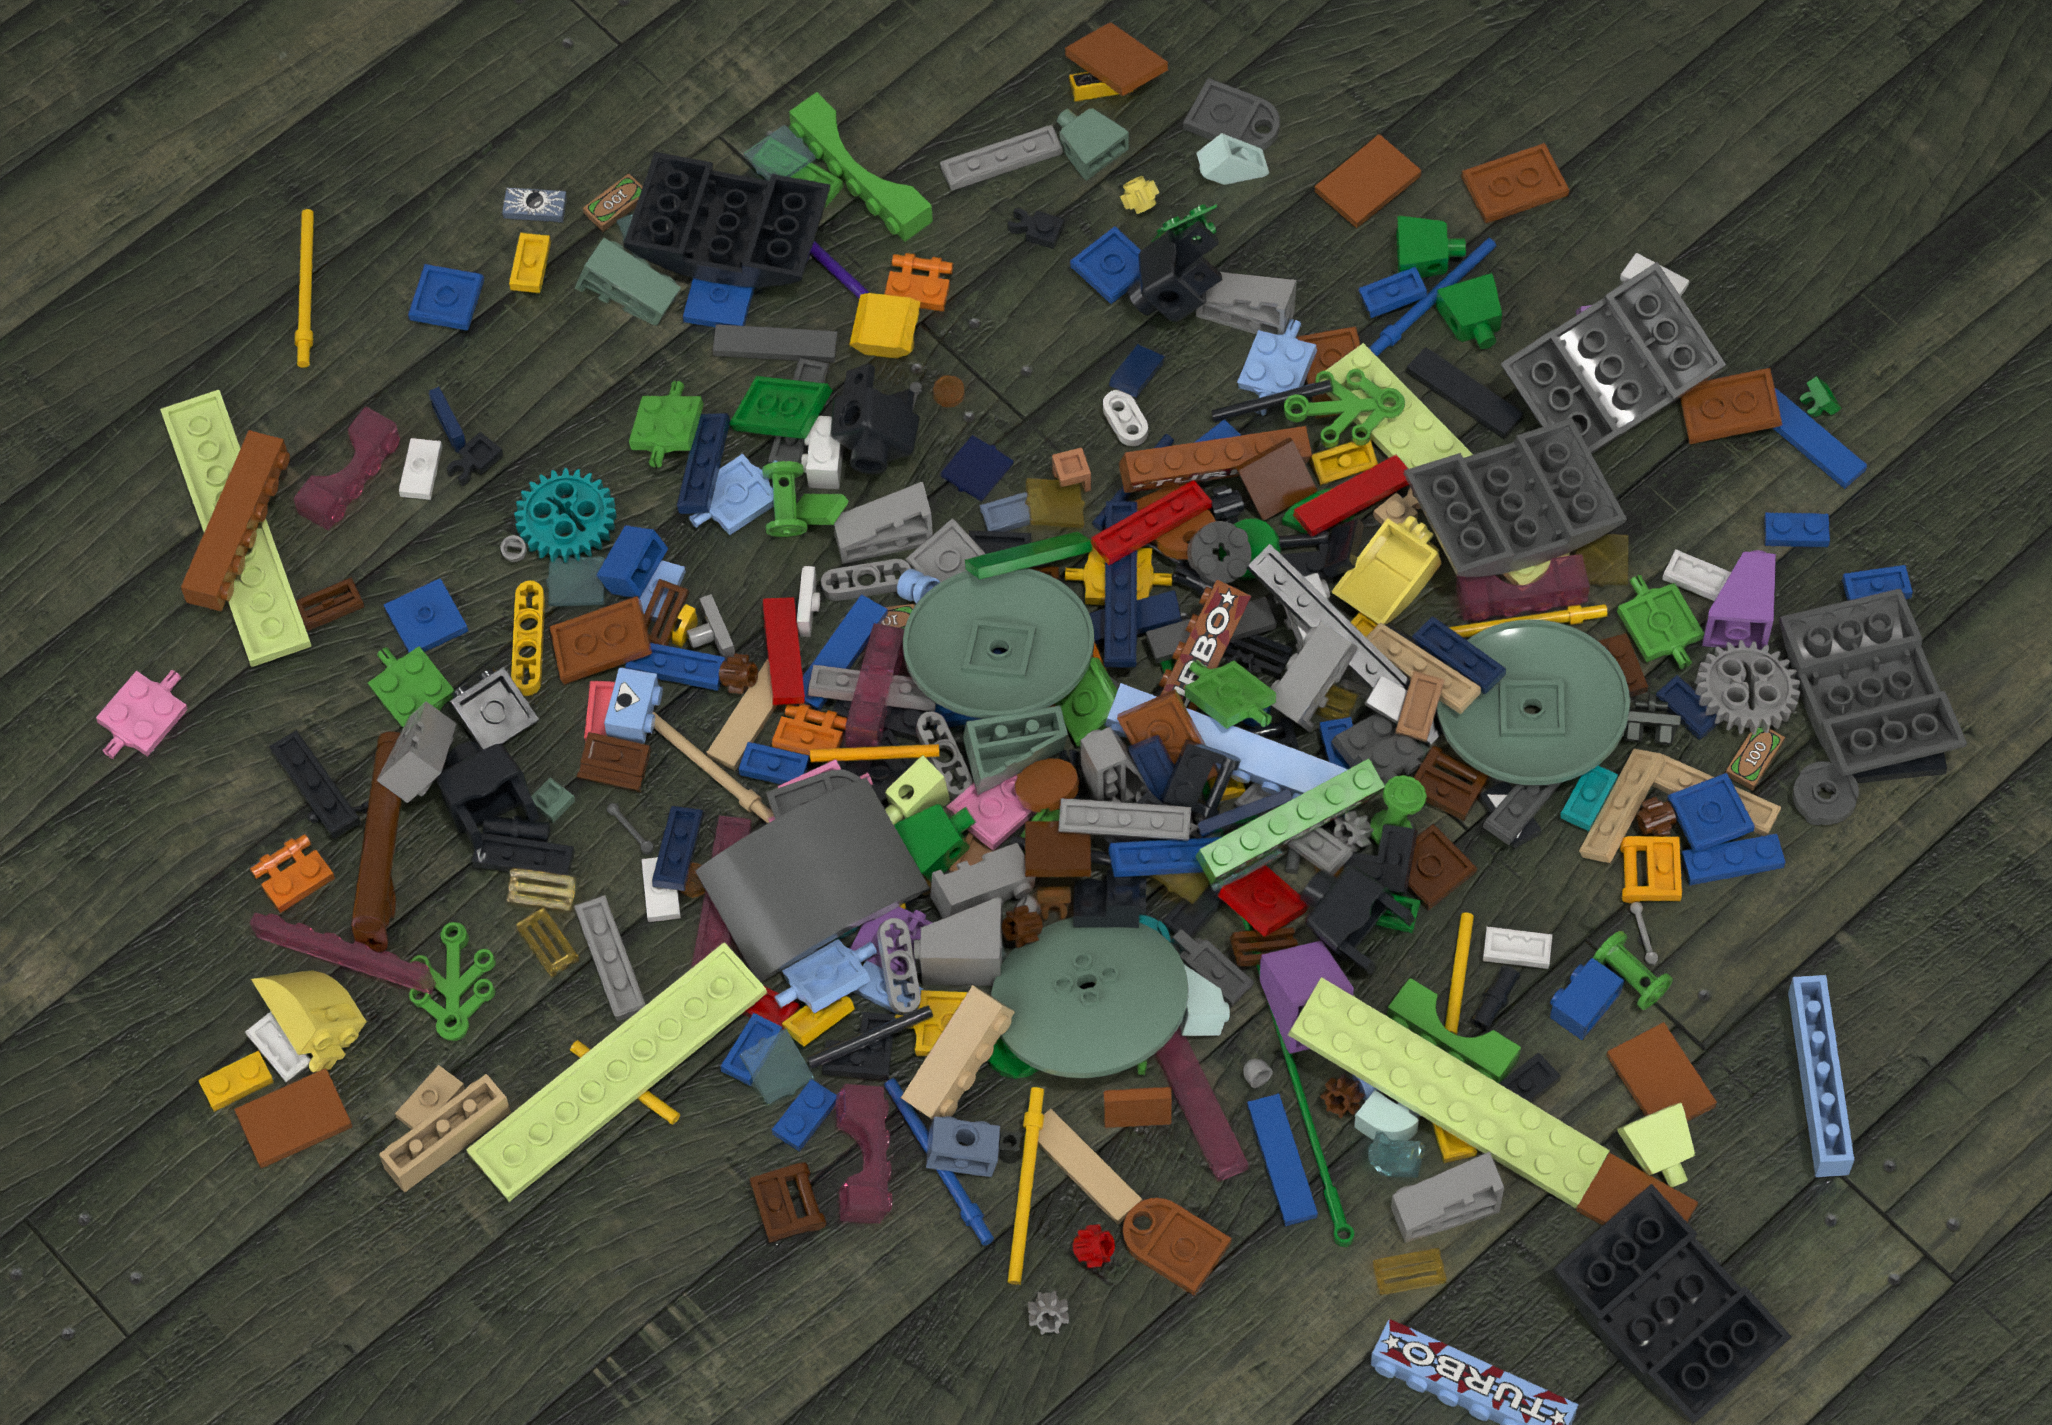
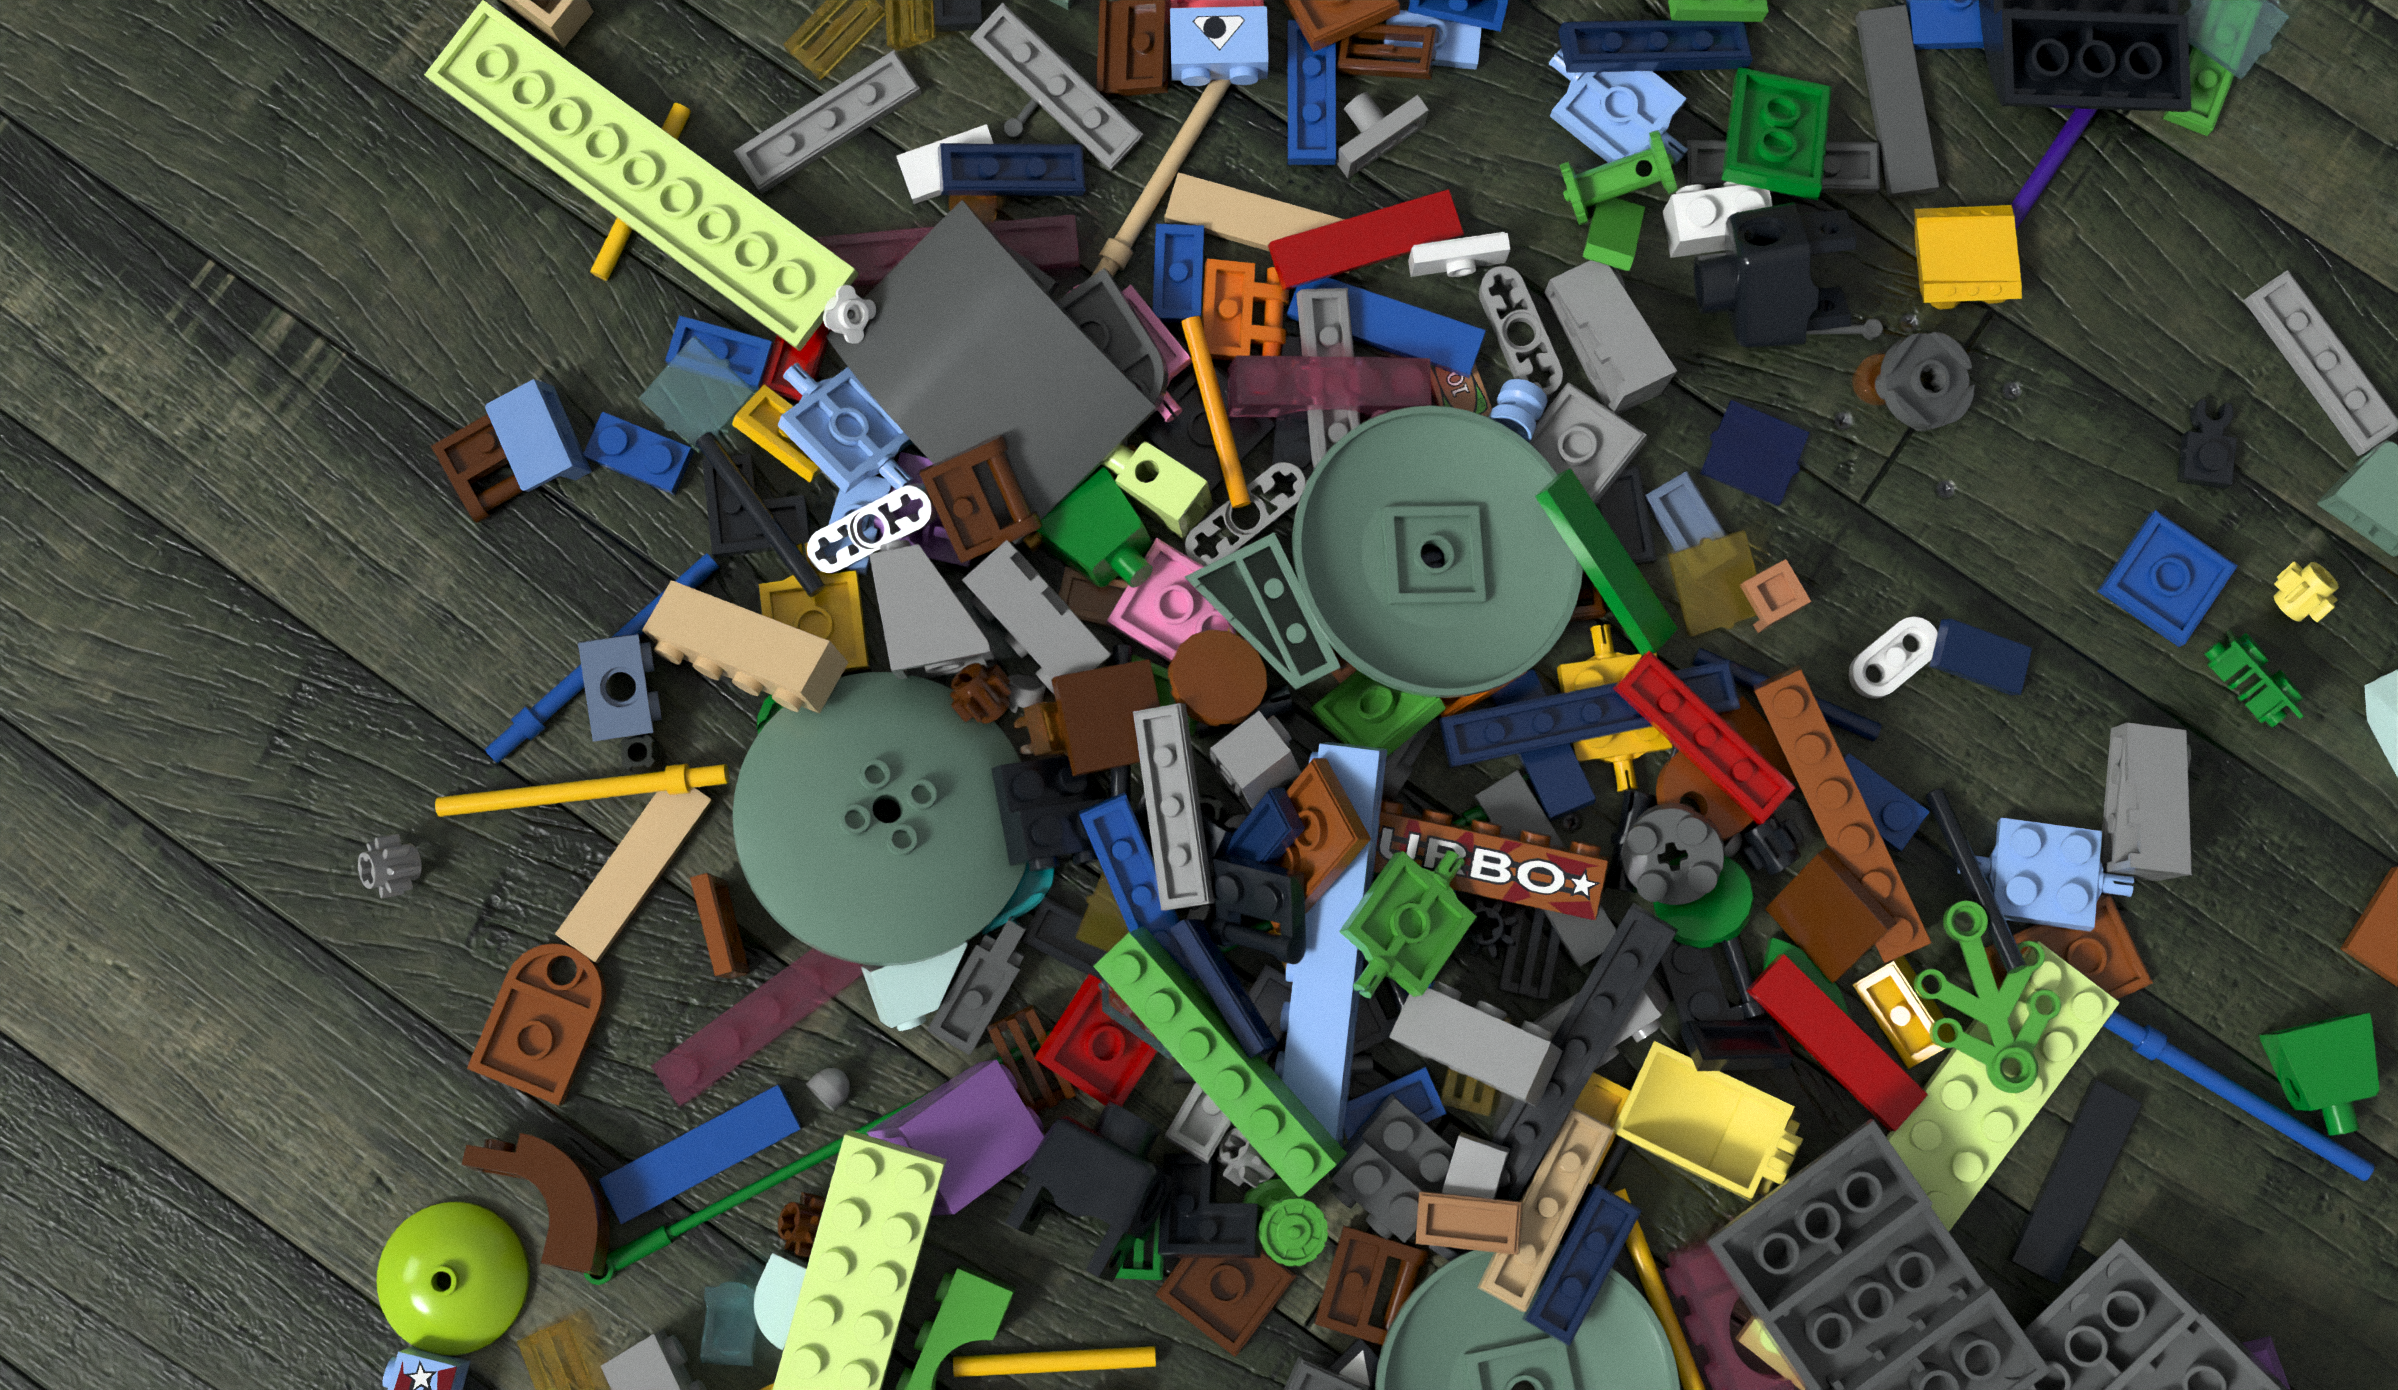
camera: 75 degrees right, 20 degrees up
(629, 811) = (1056, 87): none -> light grey tile
(689, 621) = (1383, 91): yellow tile -> none
(738, 673) = (1312, 184): reddish brown gear -> none
(753, 951) = (836, 312): none -> white plate
(779, 1169) = (537, 435): none -> medium blue panel
(862, 1114) = (521, 564): clear pink arch -> none
(898, 205) = (2191, 221): bright green arch -> none
(900, 899) = (965, 506): none -> reddish brown plate
(930, 290) = (2046, 289): orange plate -> none
(958, 375) = (1901, 383): none -> dark grey plate
(1093, 1246) = (503, 908): red gear -> none
(1175, 274) = (2144, 681): black piece -> none
(1289, 1235) = (575, 1204): none -> reddish brown arch
(1324, 1348) = (485, 1271): none -> lime dish
(1393, 292) = (2229, 1032): blue plate -> none
(1397, 508) = (1827, 1113): tan plate -> none
(1472, 310) = (2228, 1166): green torso -> none

